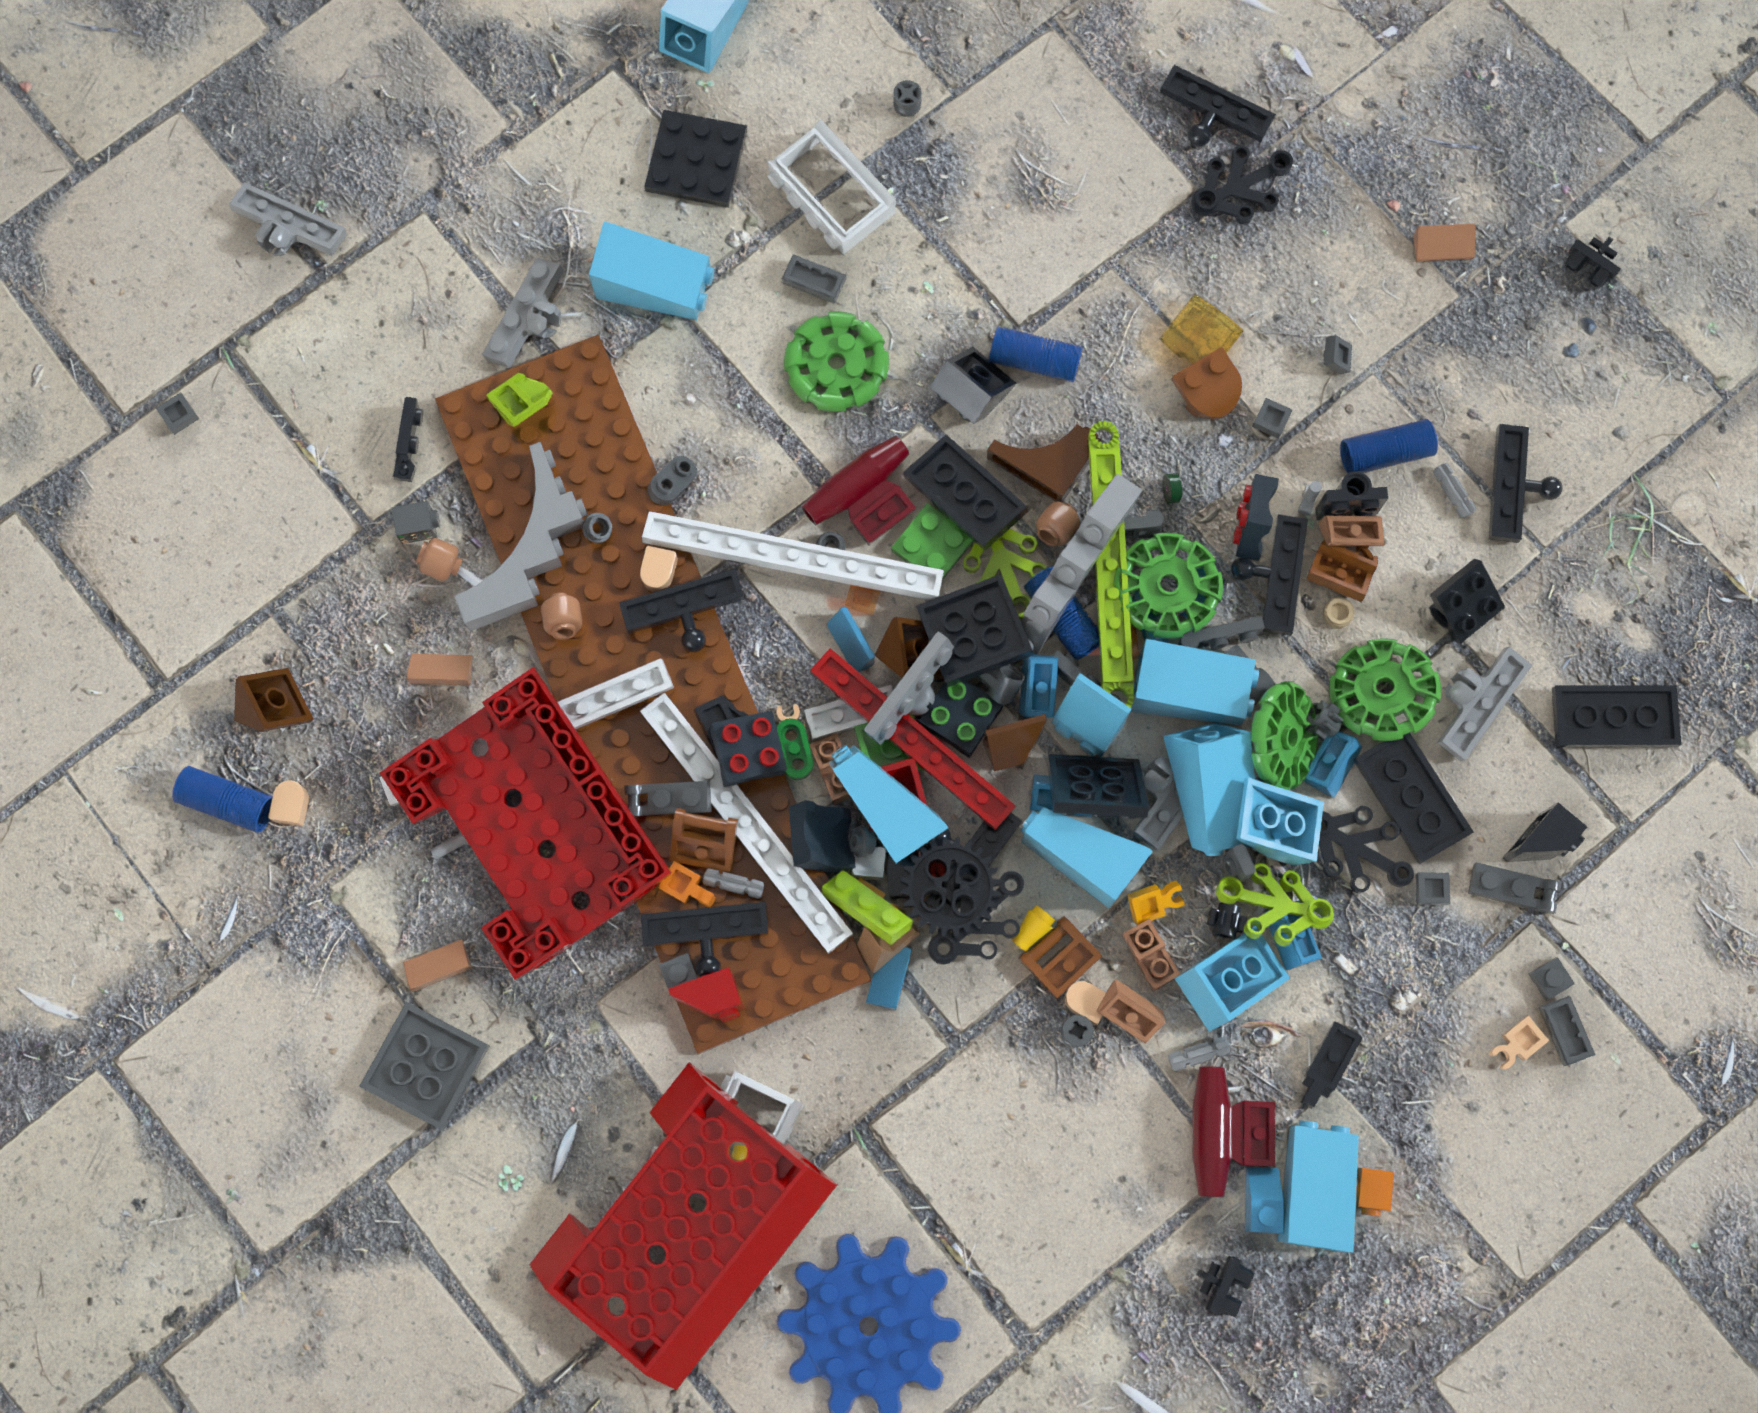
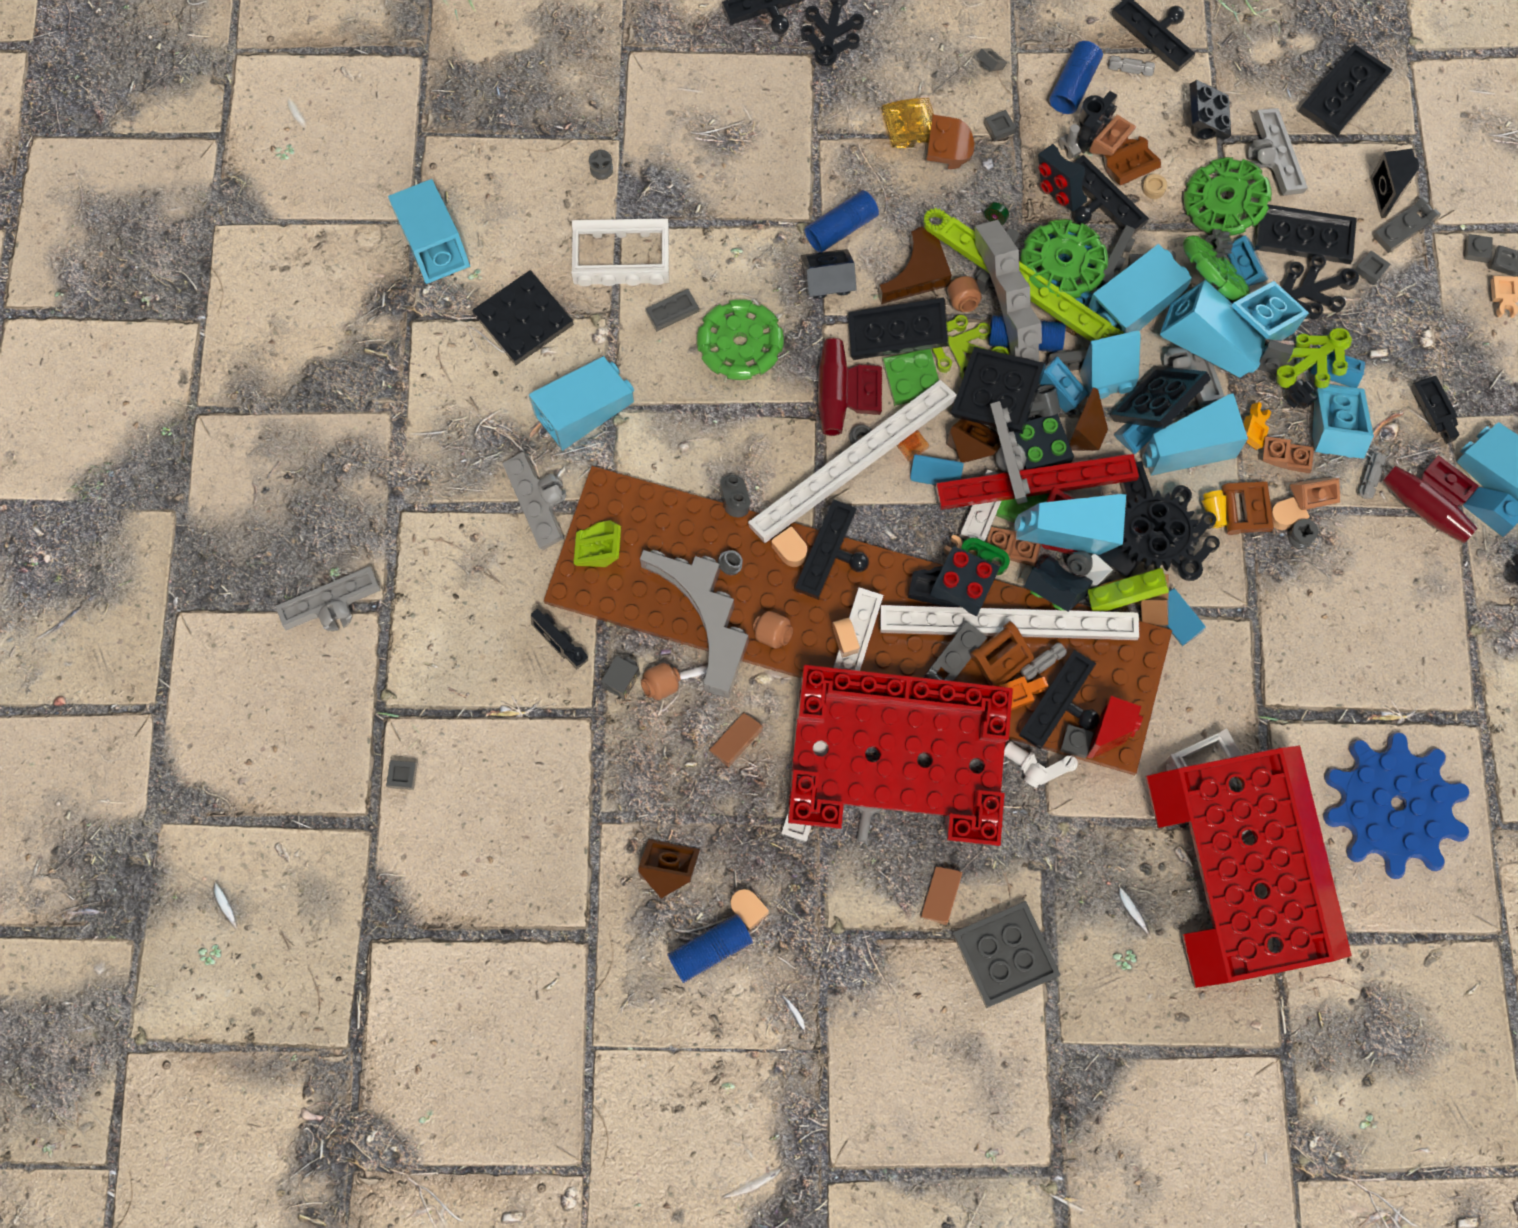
camera: 50 degrees left, 5 degrees down
(598, 683) = (846, 637): none -> light nougat piece
(622, 958) = (1034, 772): none -> white pin

